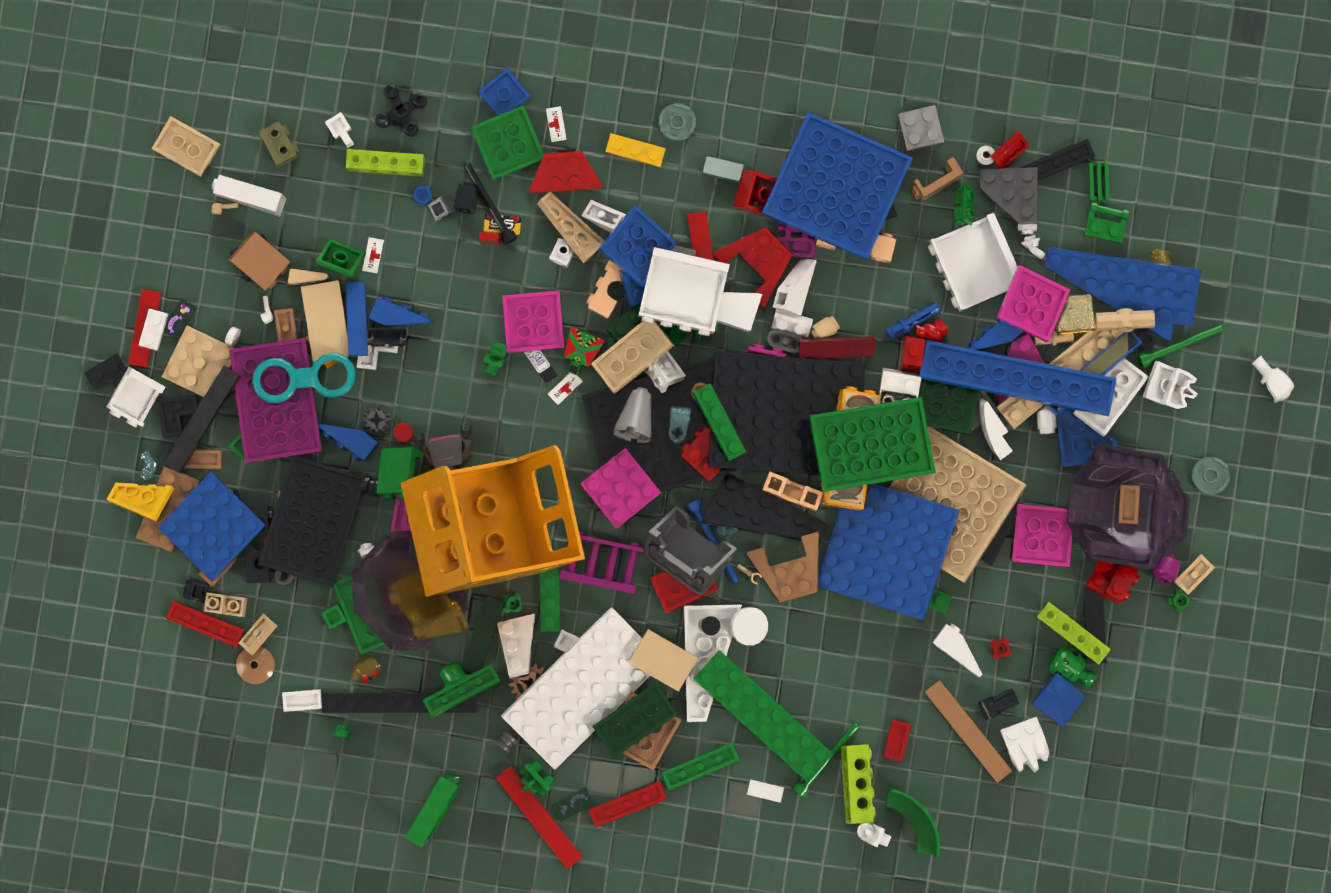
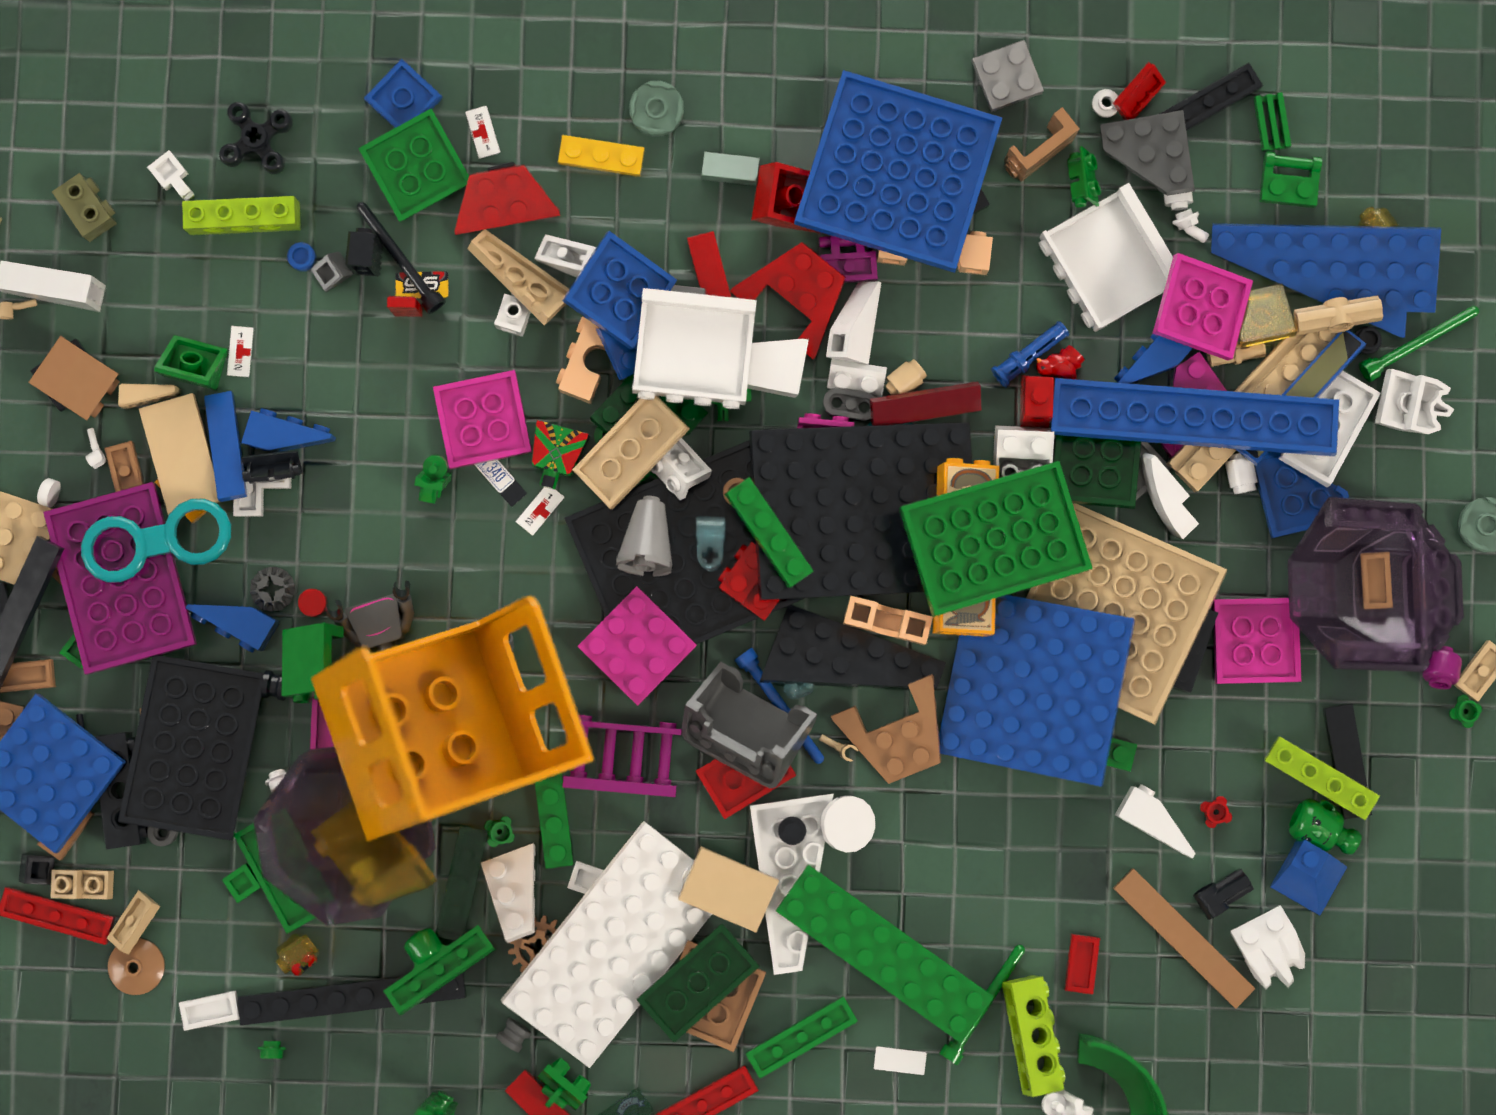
camera: 10 degrees left, 0 degrees up
(1112, 581) = (1367, 695): red plate -> none

